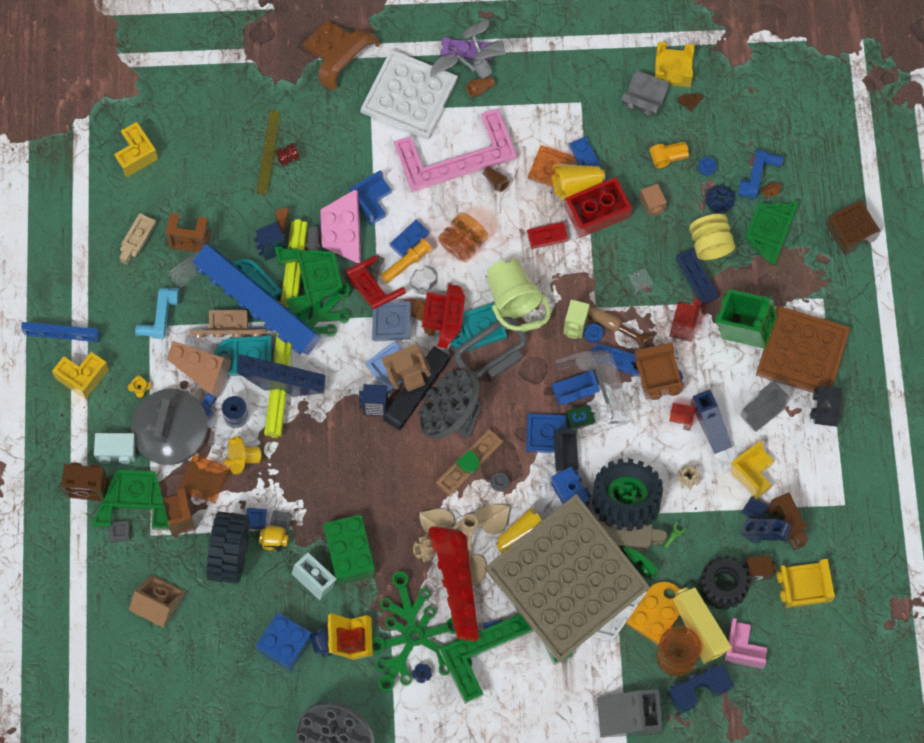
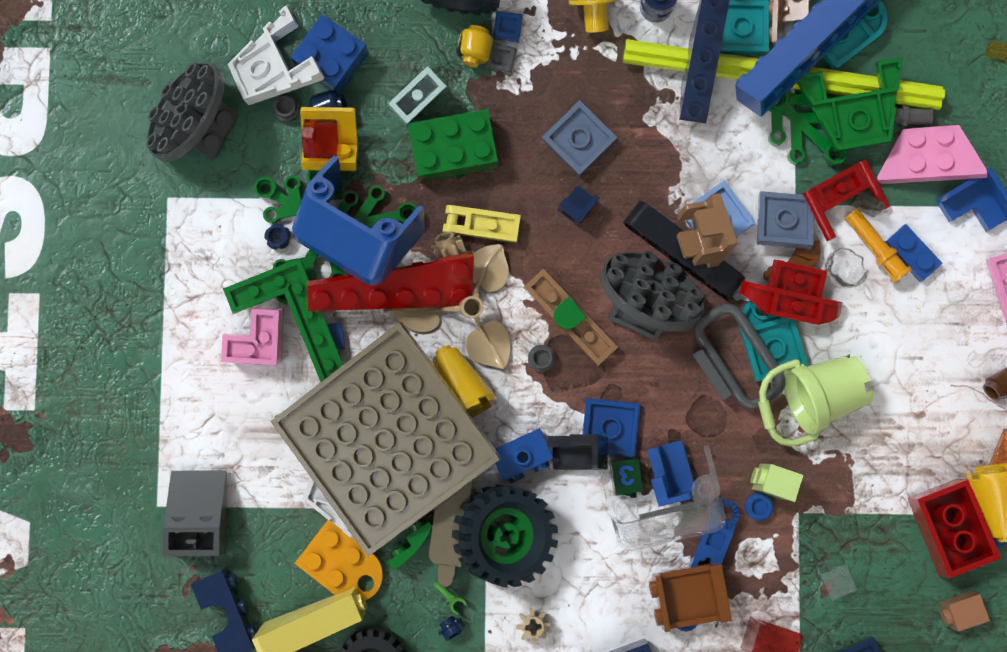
camera: 90 degrees right, 15 degrees up
(267, 239) = (915, 49): dark blue brick -> none
(282, 218) = (946, 75): dark orange slope -> none
(297, 689) = (261, 69): none -> white wing
(324, 674) = (286, 108): none -> dark grey plate
(338, 463) = (579, 138): none -> sand blue plate
(373, 399) = (666, 187): dark blue brick -> none
(388, 461) = (577, 205): none -> dark blue panel
(405, 527) = (482, 223): none -> light yellow plate
(425, 613) = (347, 243): none -> blue windscreen
(463, 237) = (913, 329): clear orange wheel -> none
(504, 672) = (263, 344): none -> bright pink panel
(547, 235) = (911, 450): red plate -> none
(614, 324) = (770, 538): piece -> none
(682, 414) = (624, 625): clear red panel -> none
(683, 642) = (265, 601): clear orange wheel -> none
(695, 533) = (451, 628): none -> dark blue plate

